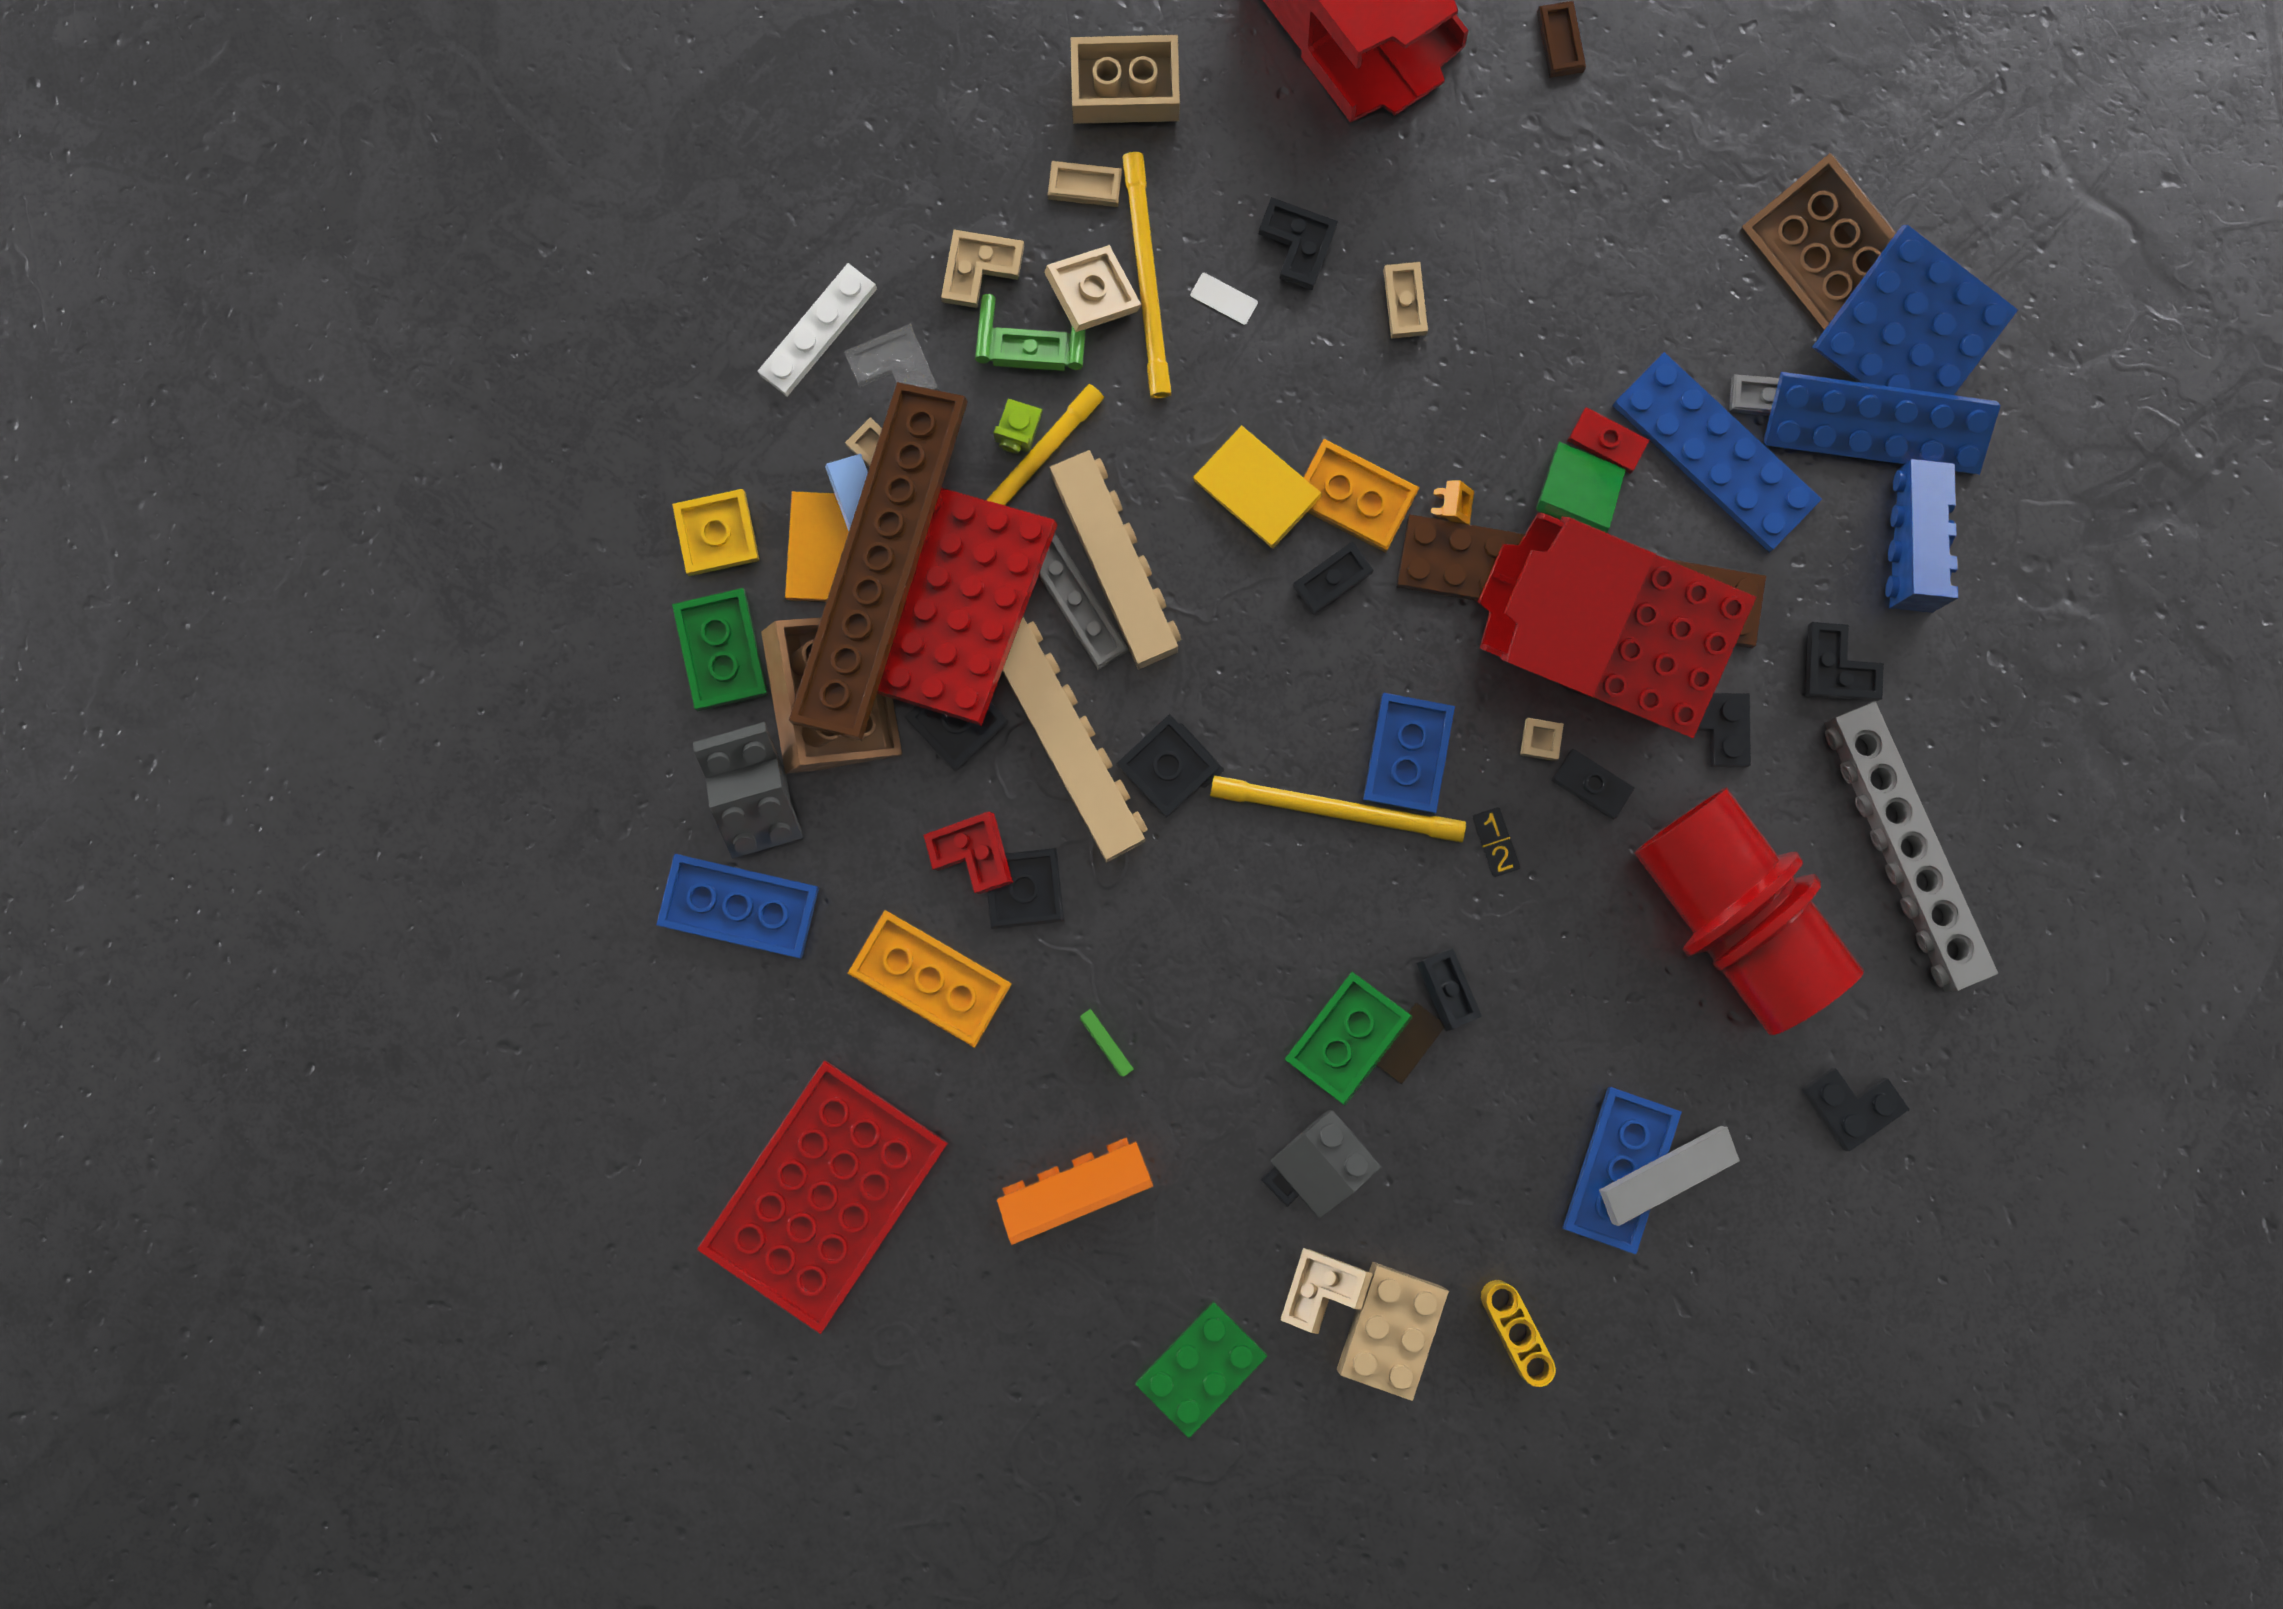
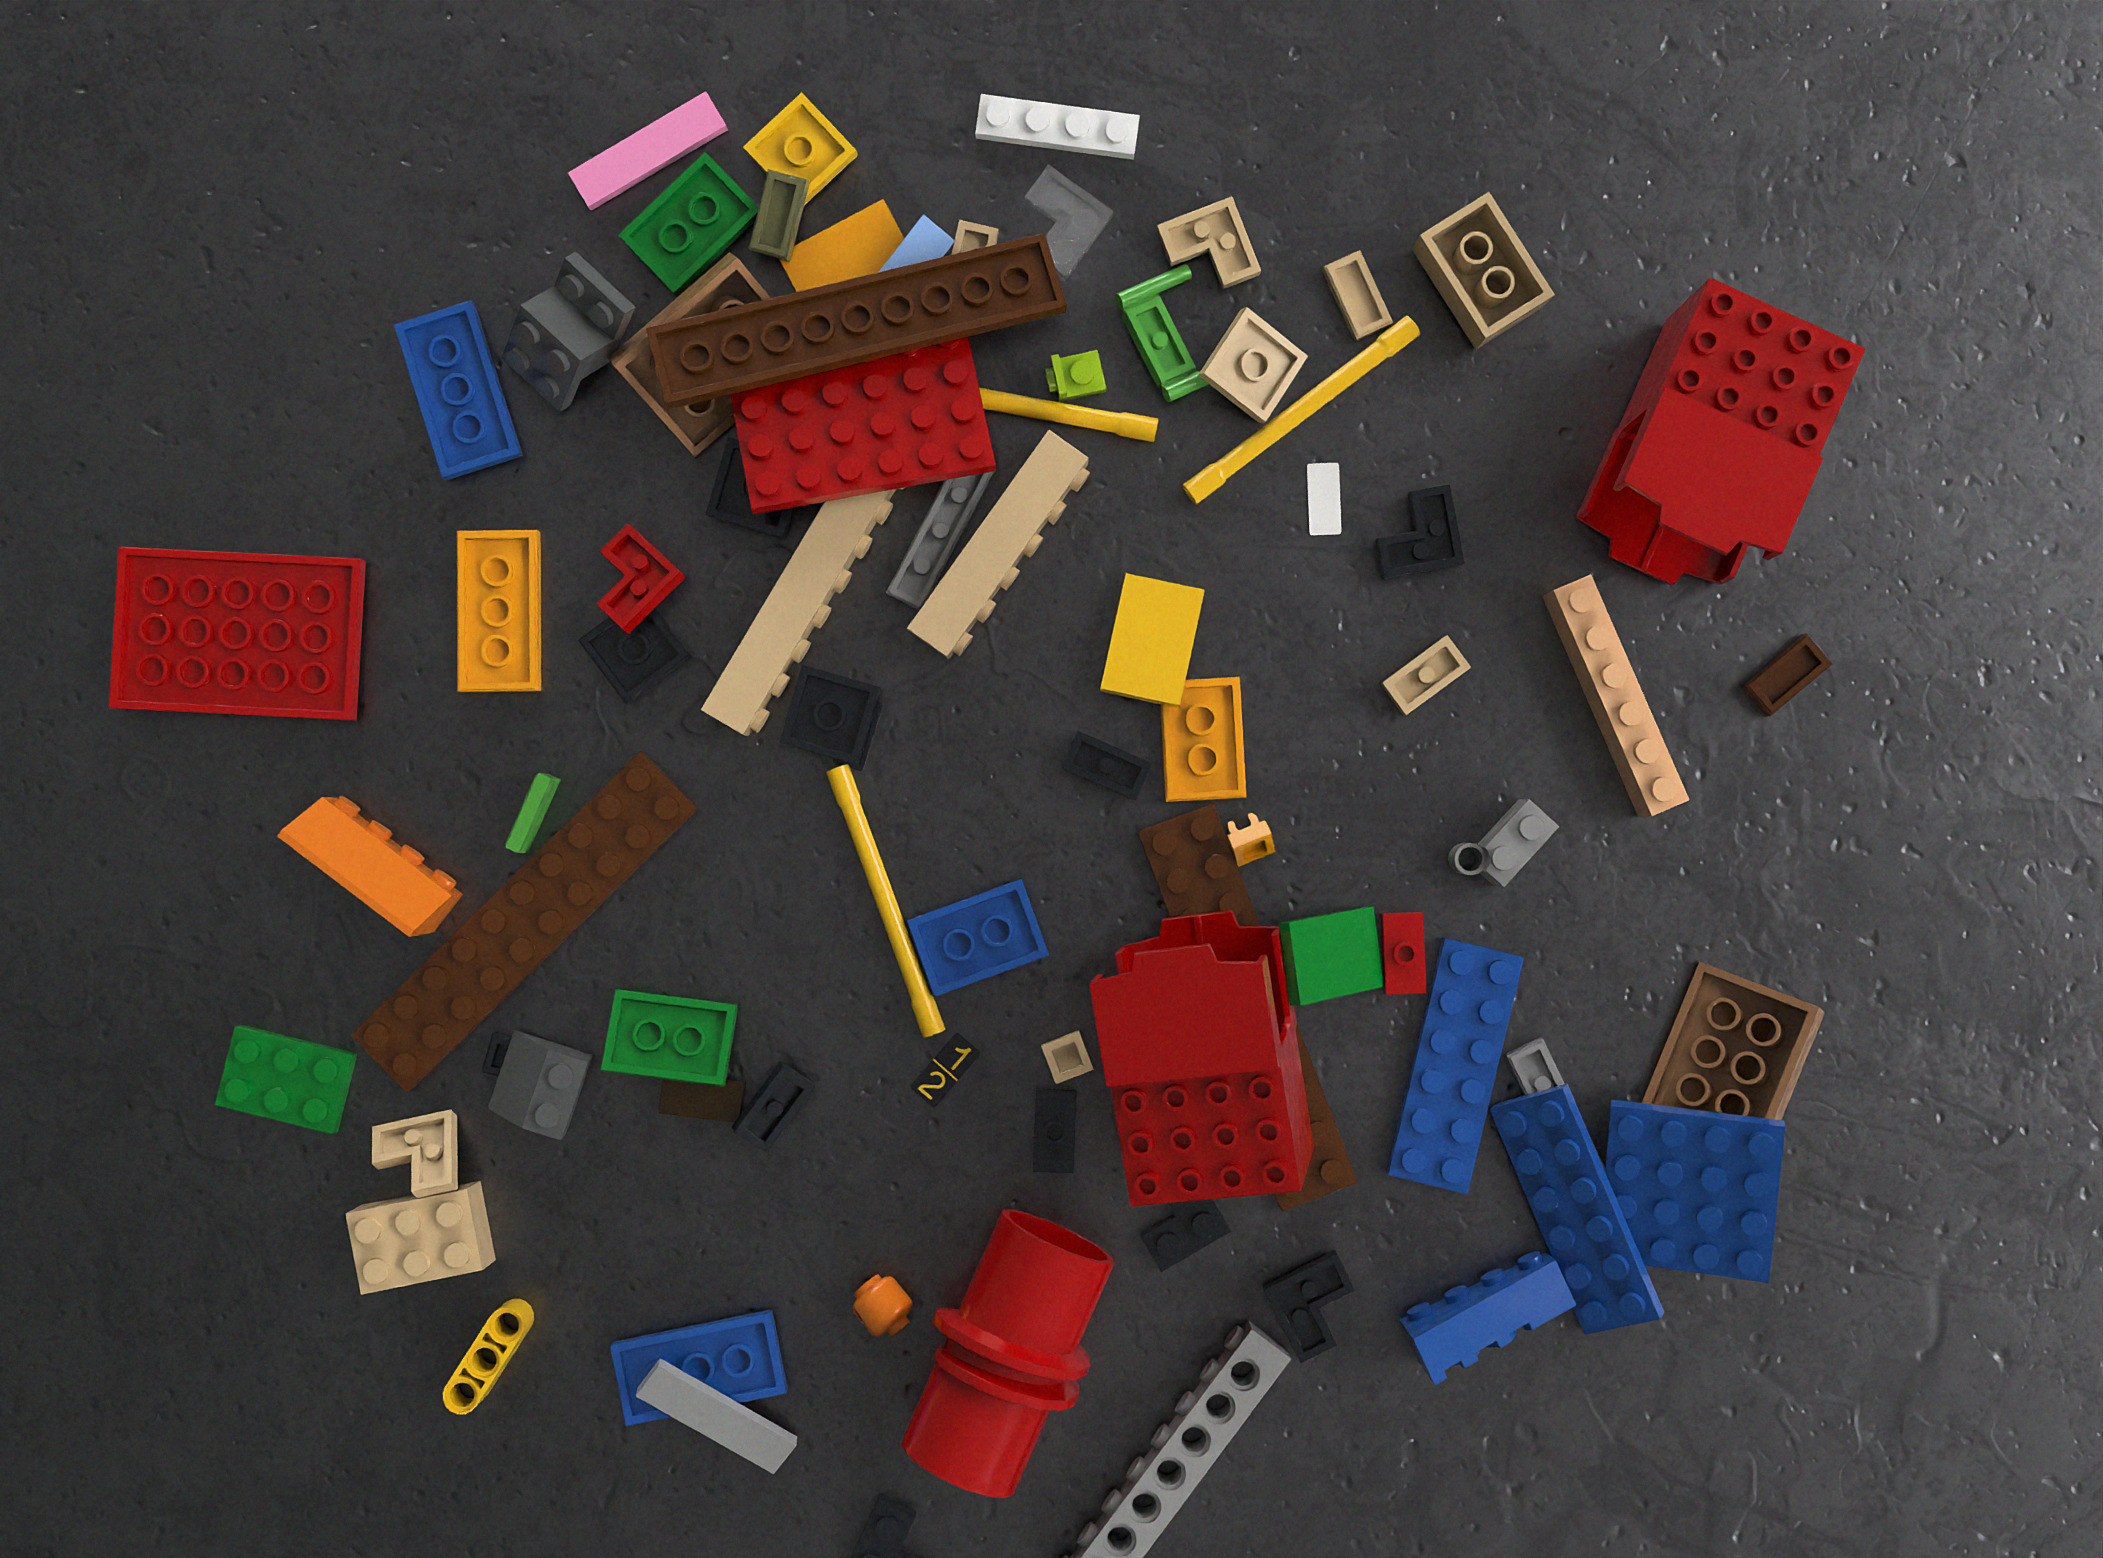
camera: 65 degrees right, 5 degrees up
(641, 650) = (648, 151): none -> bright pink tile
(757, 576) = (779, 215): none -> olive tile
(1188, 1104) = (524, 922): none -> reddish brown plate
(1505, 170) = (1615, 697): none -> light nougat brick
(1570, 313) = (1507, 844): none -> light grey hinge
(1655, 995) = (882, 1306): none -> orange head

